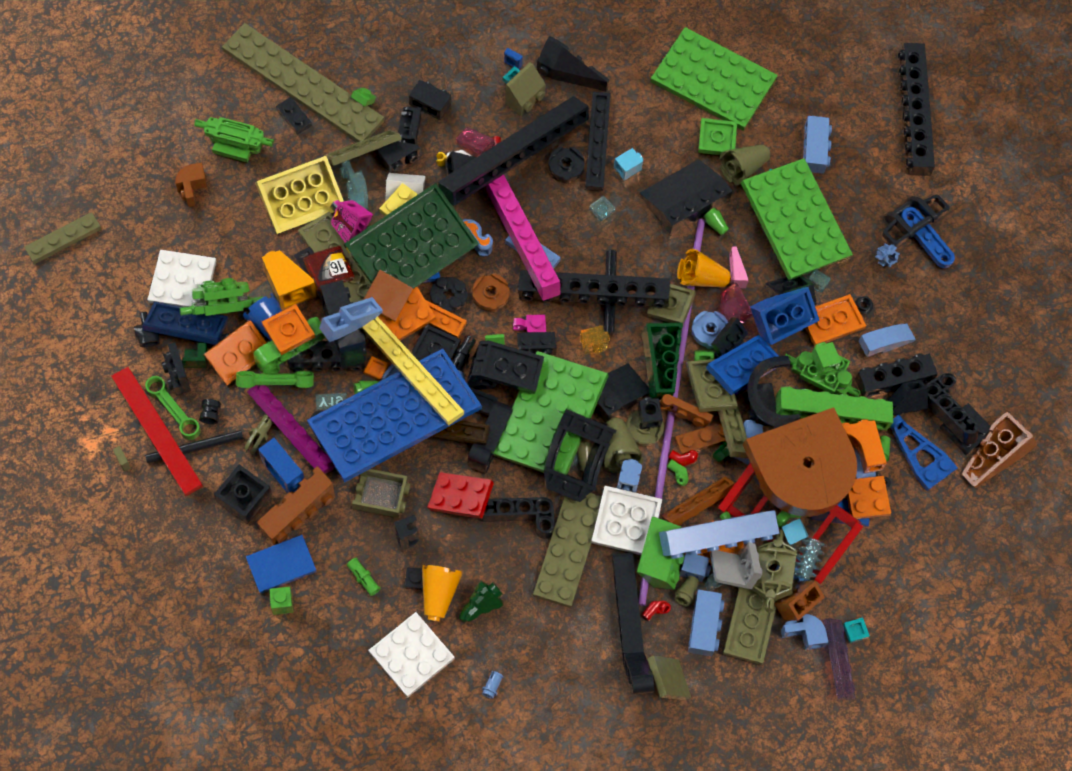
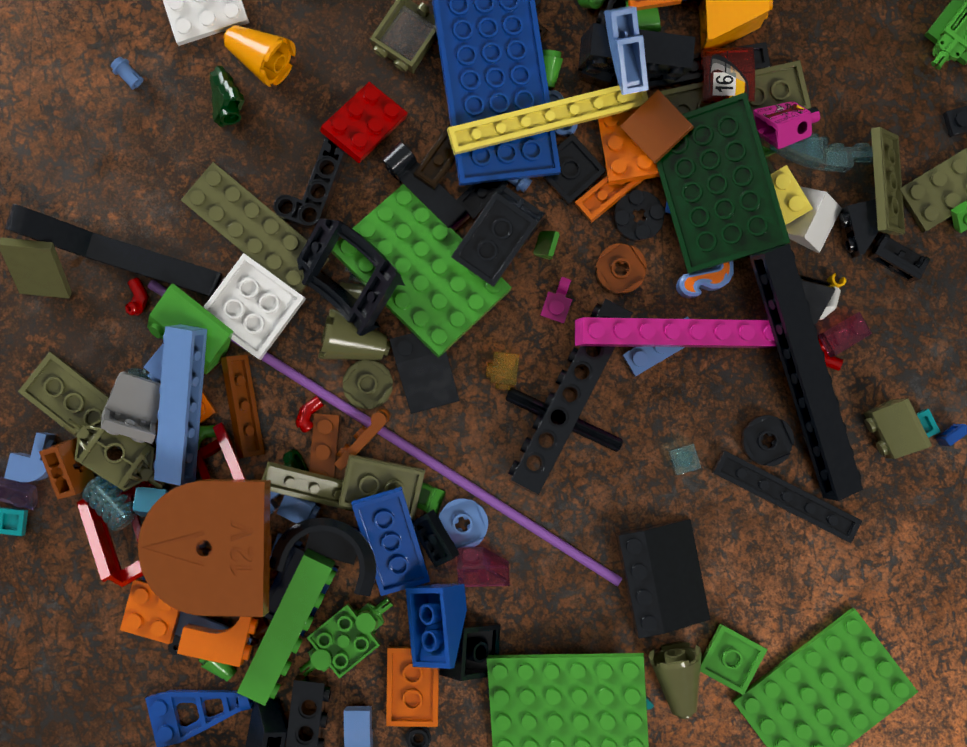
camera: 120 degrees right, 20 degrees up
(299, 194) = (851, 80): light yellow slope -> none
(325, 401) = (554, 22): clear light blue sticker -> none
(376, 368) = (573, 86): orange tile -> none
(404, 529) = (340, 35): black hinge -> none
(414, 579) = (292, 32): black plate -> none
(430, 99) = (930, 300): black brick -> none
(462, 353) = (550, 199): black pin -> none
(537, 341) = (529, 297): black bracket -> none
(561, 65) = (920, 490): black wedge -> none
(628, 164) = (736, 522): medium azure brick -> none
(629, 475) = (300, 330): medium blue brick -> none
(647, 420) = (368, 385): black brick -> none
(661, 354) = (441, 441): dark green wedge -> none
(679, 305) = (508, 497): olive plate -> none
(680, 472) = (289, 401): bright green arm -> none
(686, 592) = (141, 342): olive cone -> none
(701, 271) = (539, 544): light orange cone -> none
(705, 623) = (92, 346): medium blue brick -> none
(716, 221) = (609, 600): bright green cone -> none
(737, 270) = (523, 593): bright pink slope -> none
(819, 280) = (475, 696): clear light blue slope -> none
(826, 357) = (348, 645): bright green brick -> none

